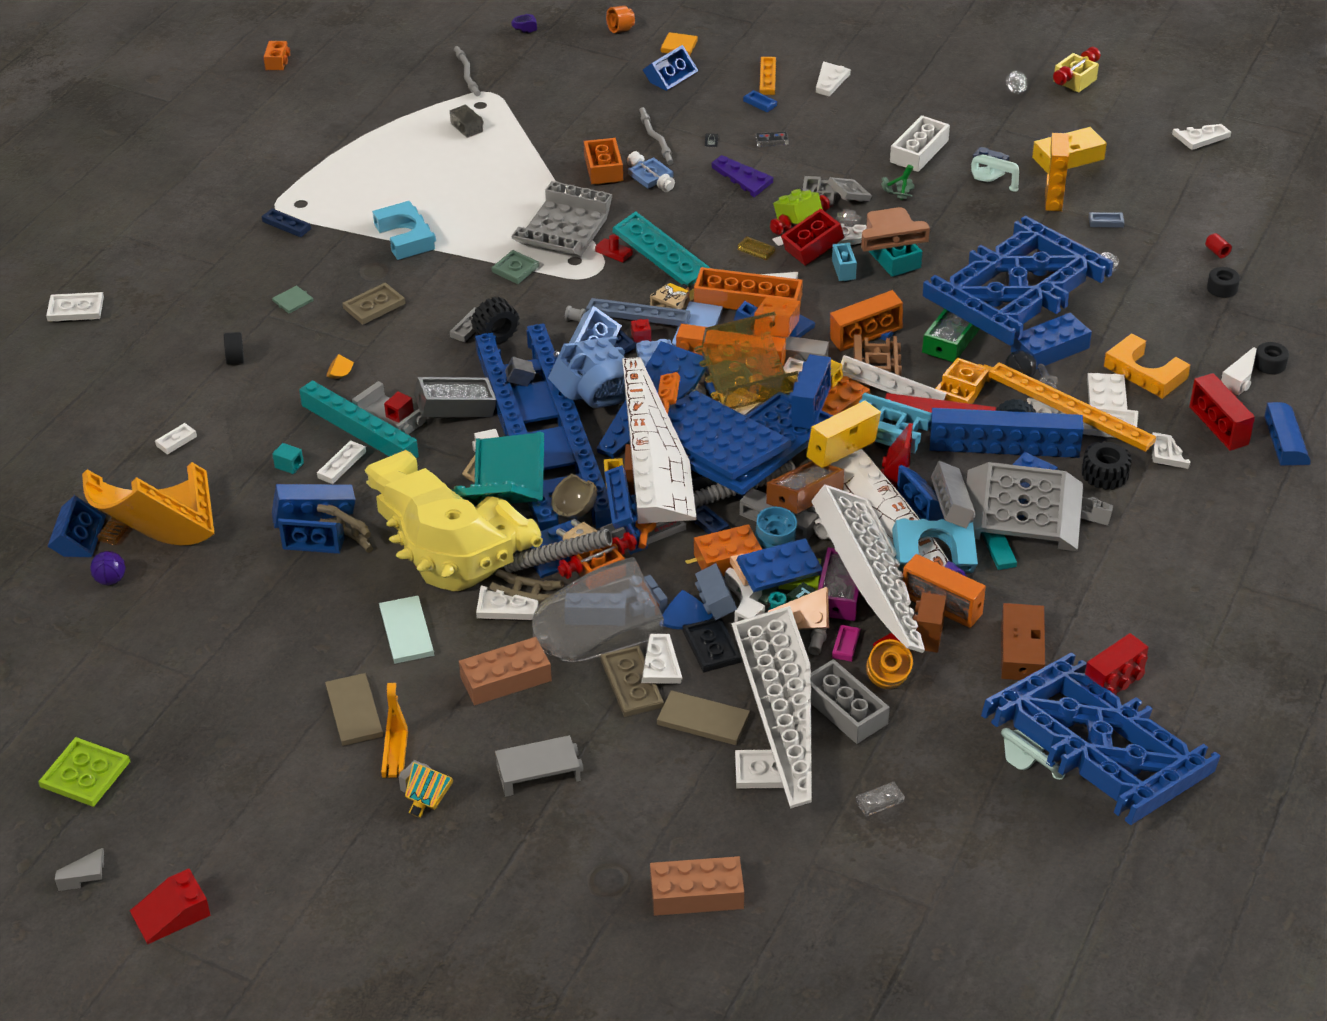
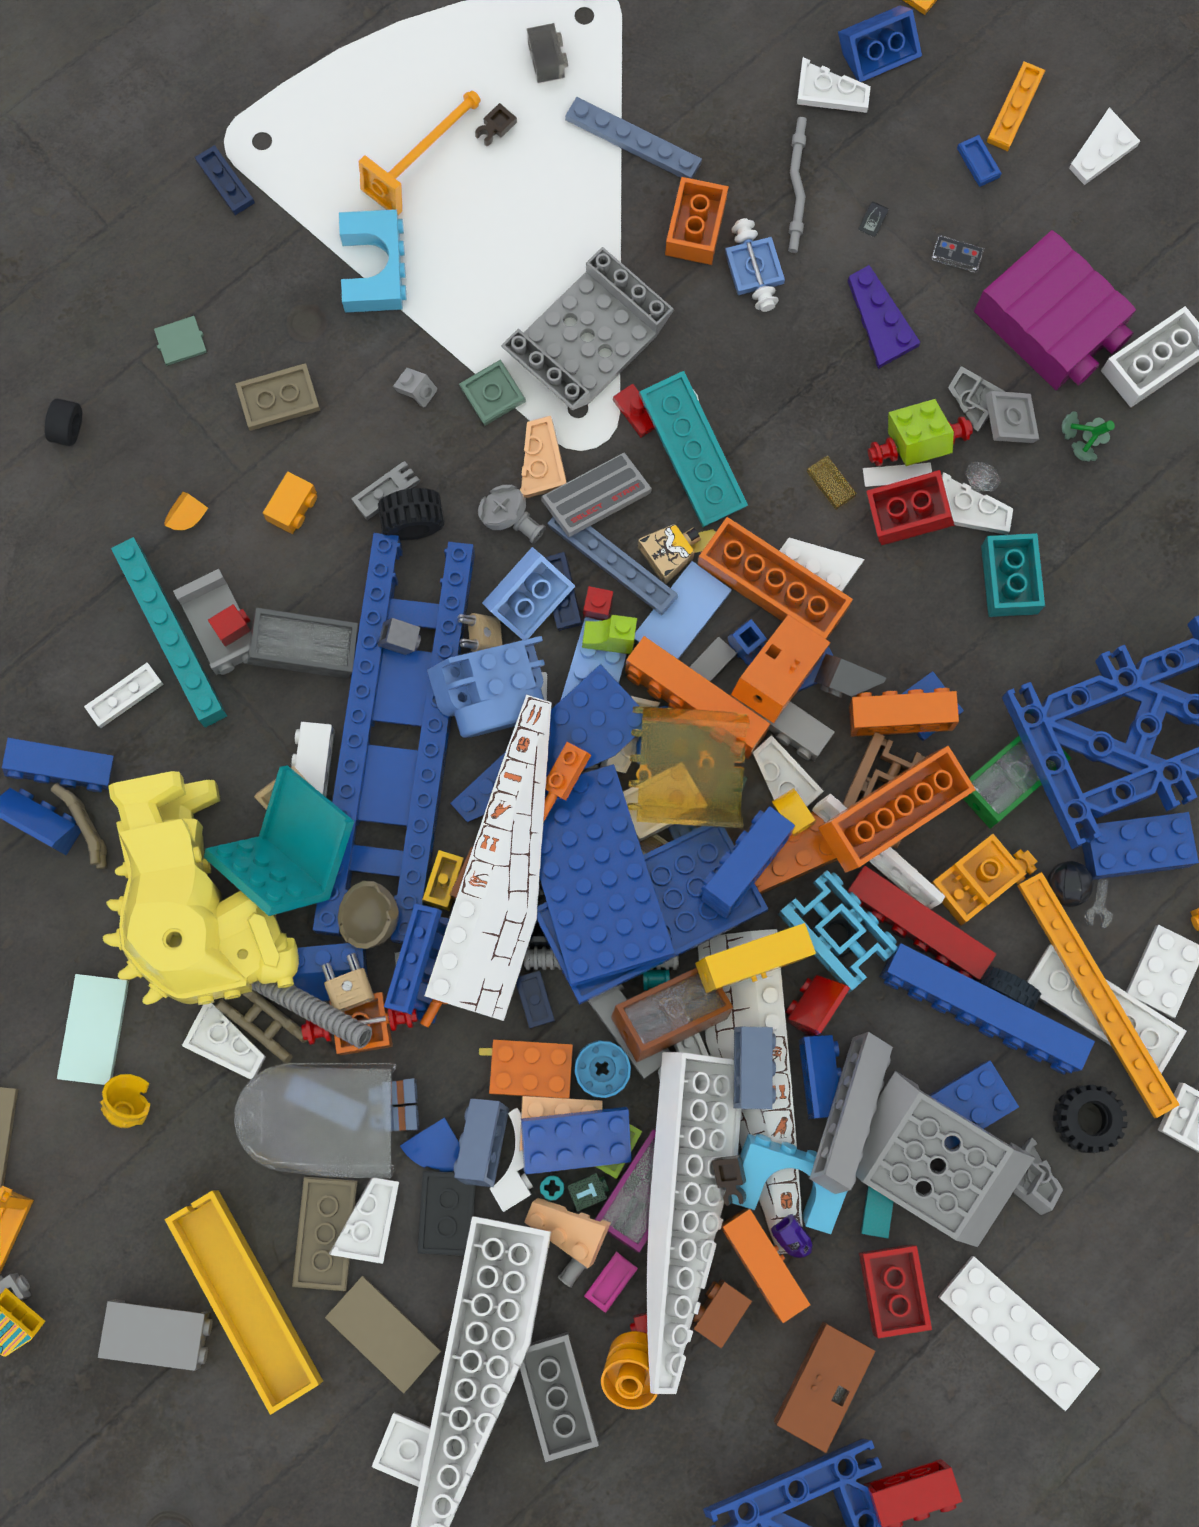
camera: 20 degrees right, 35 degrees up
(288, 458) = (59, 662): teal brick -> none
(396, 190) = (383, 185): none -> light orange tile
(409, 345) = (290, 503): none -> light orange brick
(451, 156) = (497, 122): none -> dark brown plate
(451, 650) = (123, 1102): none -> yellow helmet
(463, 273) = (416, 386): none -> light grey bracket
(505, 670) = (176, 1161): nougat brick -> none
(539, 143) = (633, 139): none -> sand blue plate
(552, 308) = (502, 507): none -> light grey tile
(566, 284) = (542, 460): none -> light nougat wing
(595, 723) = (244, 1301): none -> yellow piece
(610, 287) = (596, 494): none -> tile
(645, 95) = (827, 90): none -> white wing
(662, 331) = (610, 635): none -> lime arch
(817, 312) = (844, 677): none -> dark grey slope
(844, 261) = (932, 571): medium azure brick -> none
(846, 140) = (1056, 312): none -> magenta brick
(875, 491) = (754, 1068): none -> sand blue brick
(889, 348) = (896, 809): none -> orange brick
(892, 229) = (1019, 552): nougat brick -> none
(893, 541) = (730, 1174): none -> dark brown plate
(1037, 578) = (895, 1291): none -> red brick
(1132, 582) = (1018, 1333): none -> white plate

